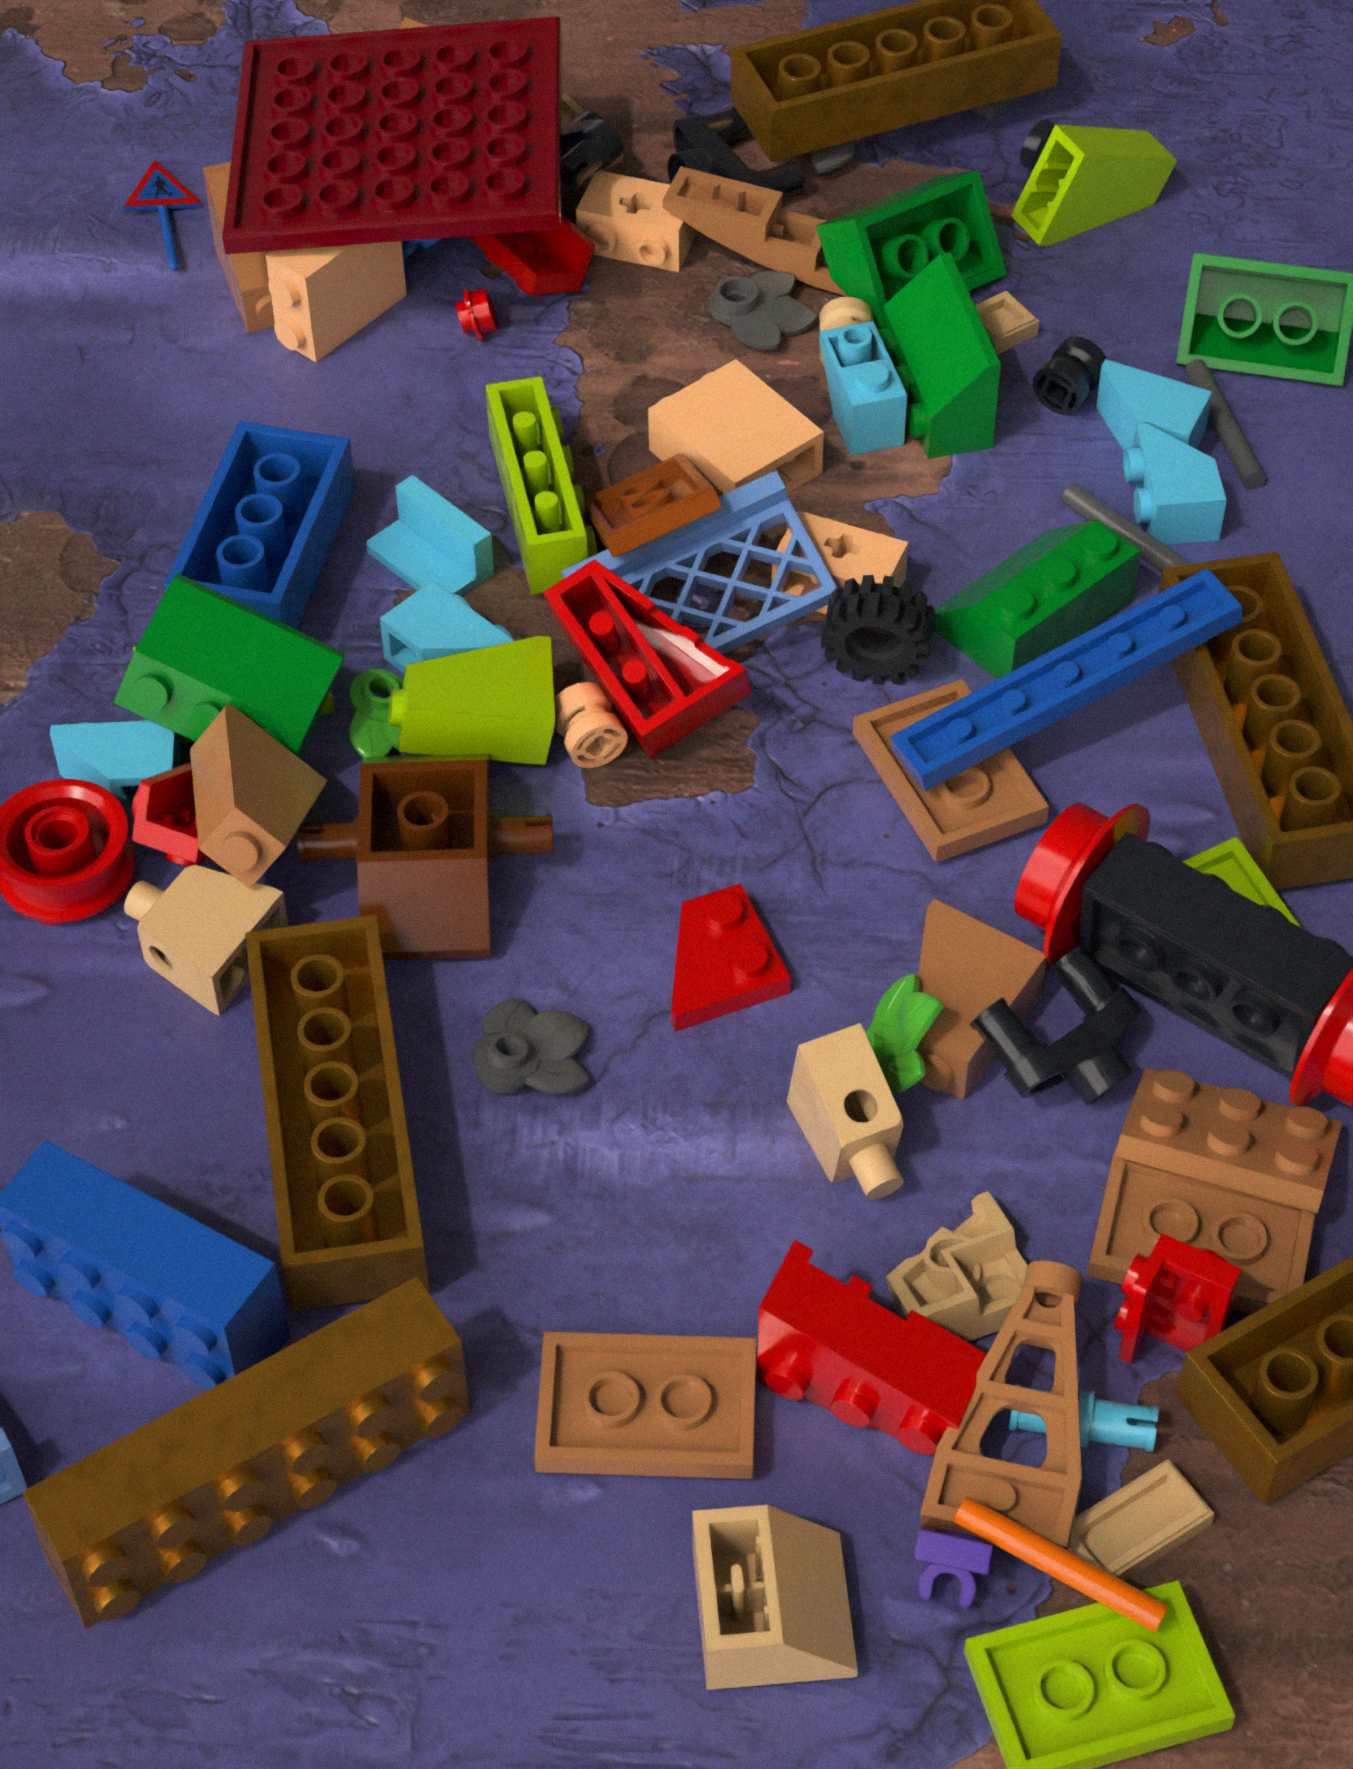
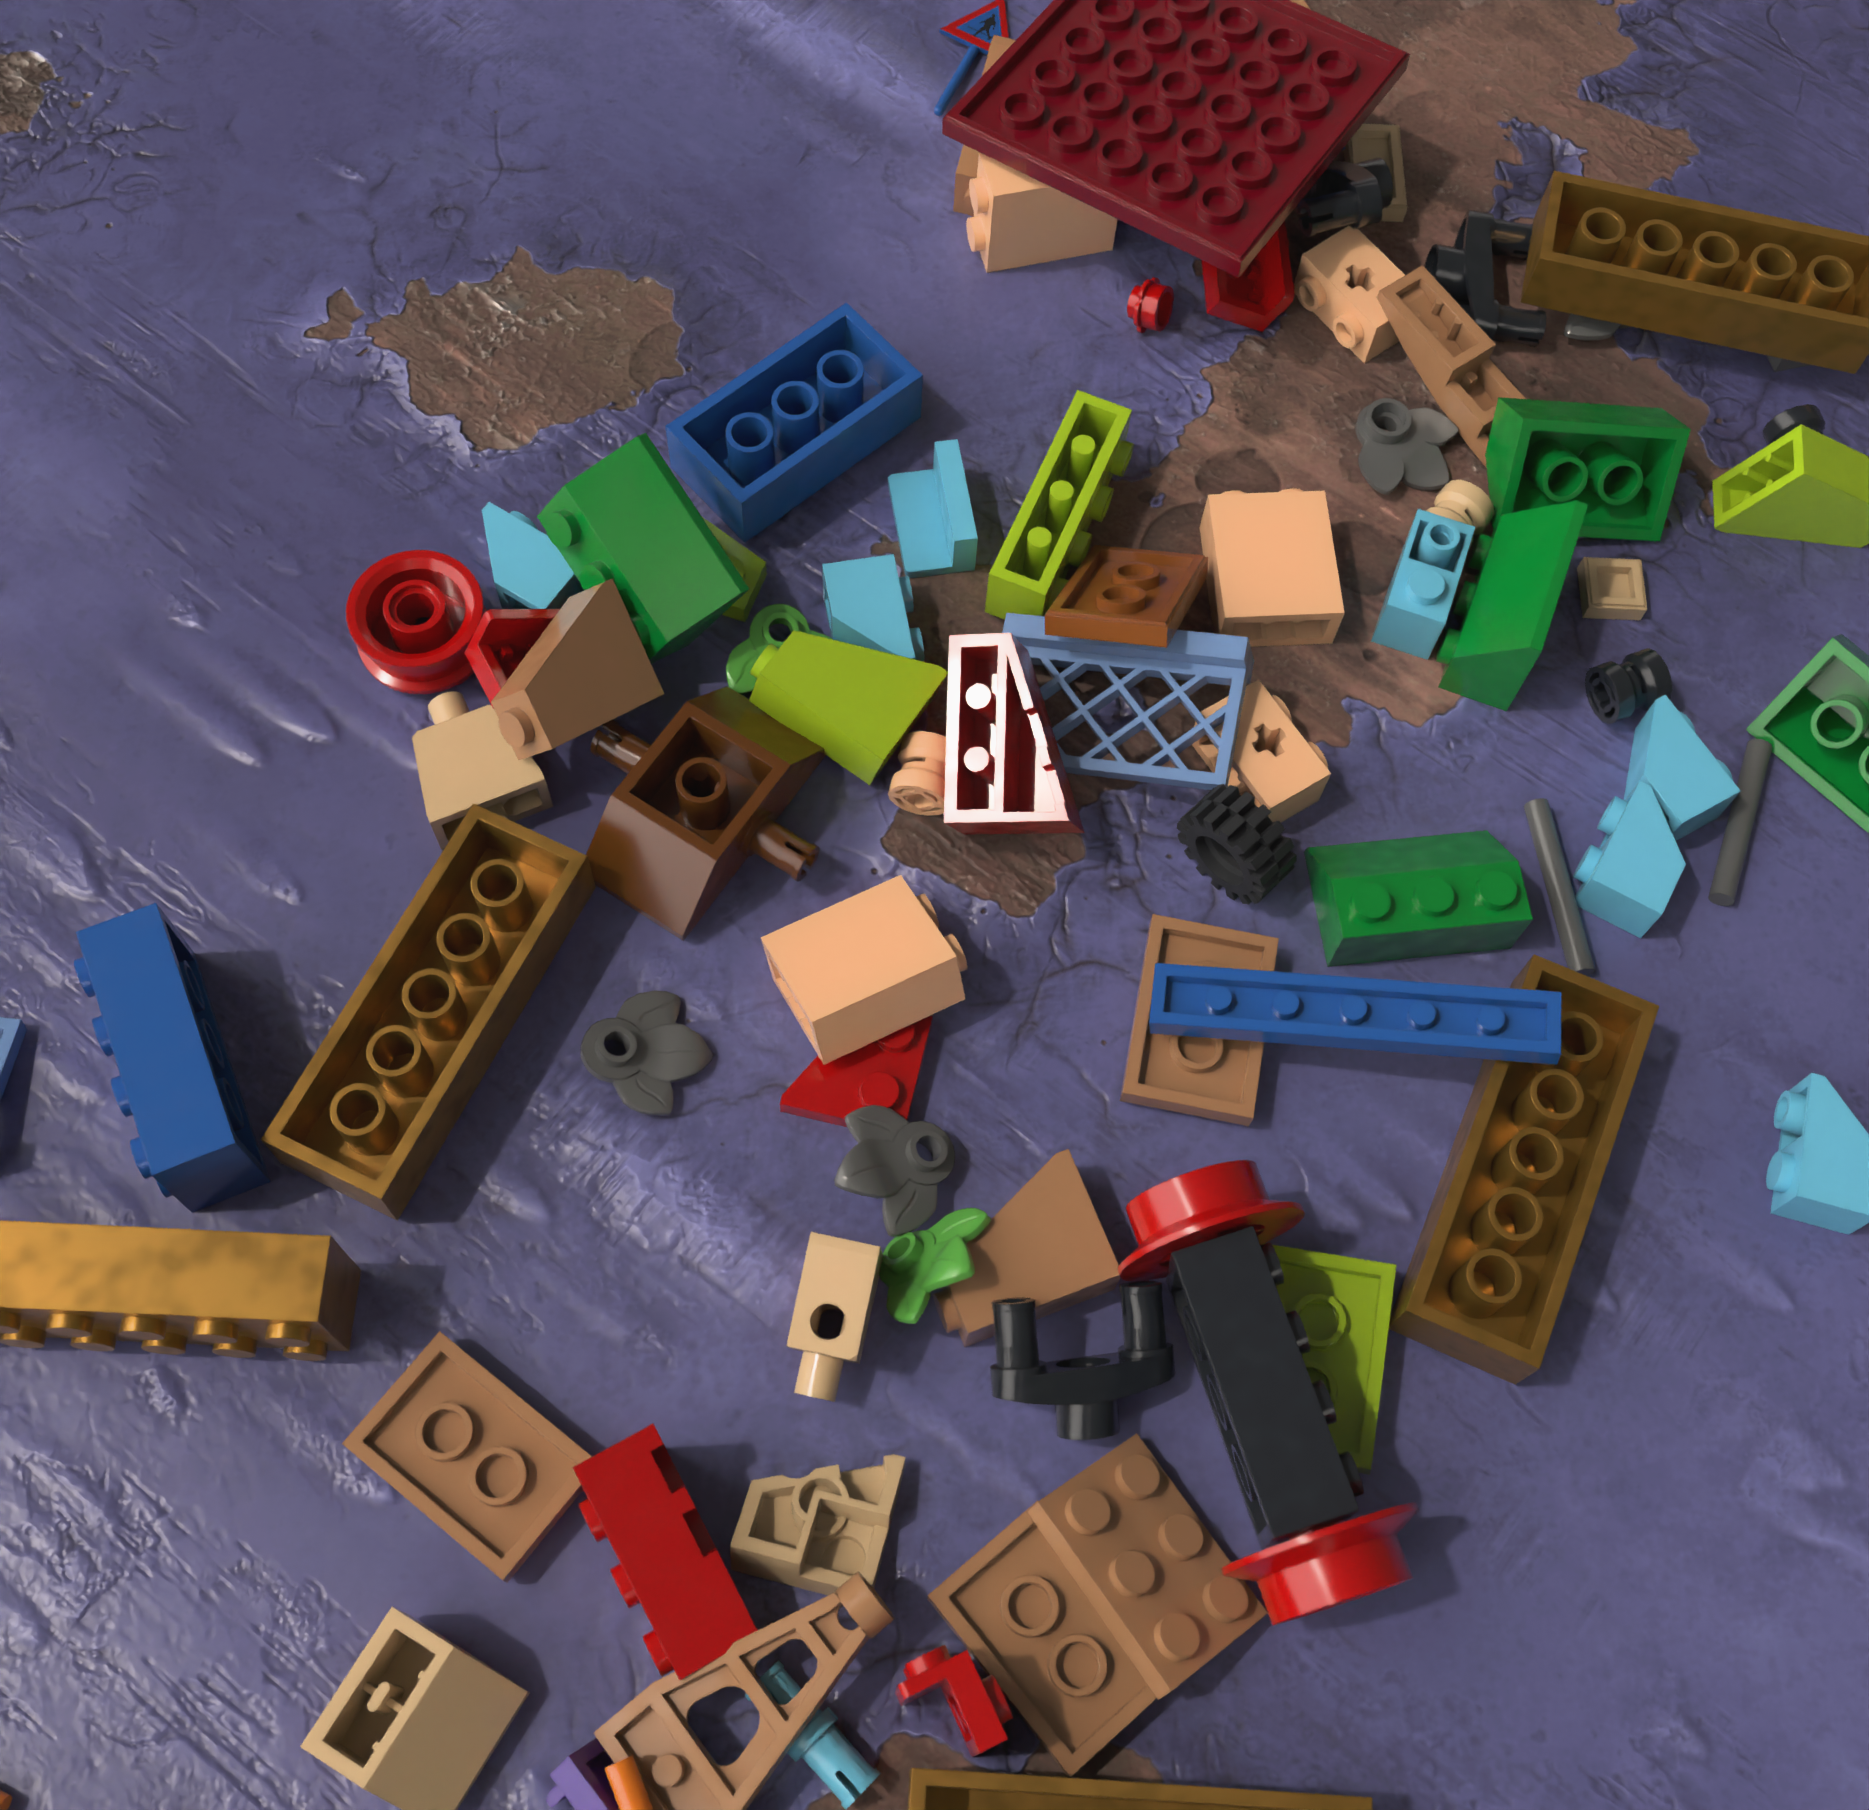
camera: 30 degrees right, 15 degrees up
(663, 876) = (865, 967): none -> light nougat brick
(805, 993) = (890, 1168): none -> dark grey plate

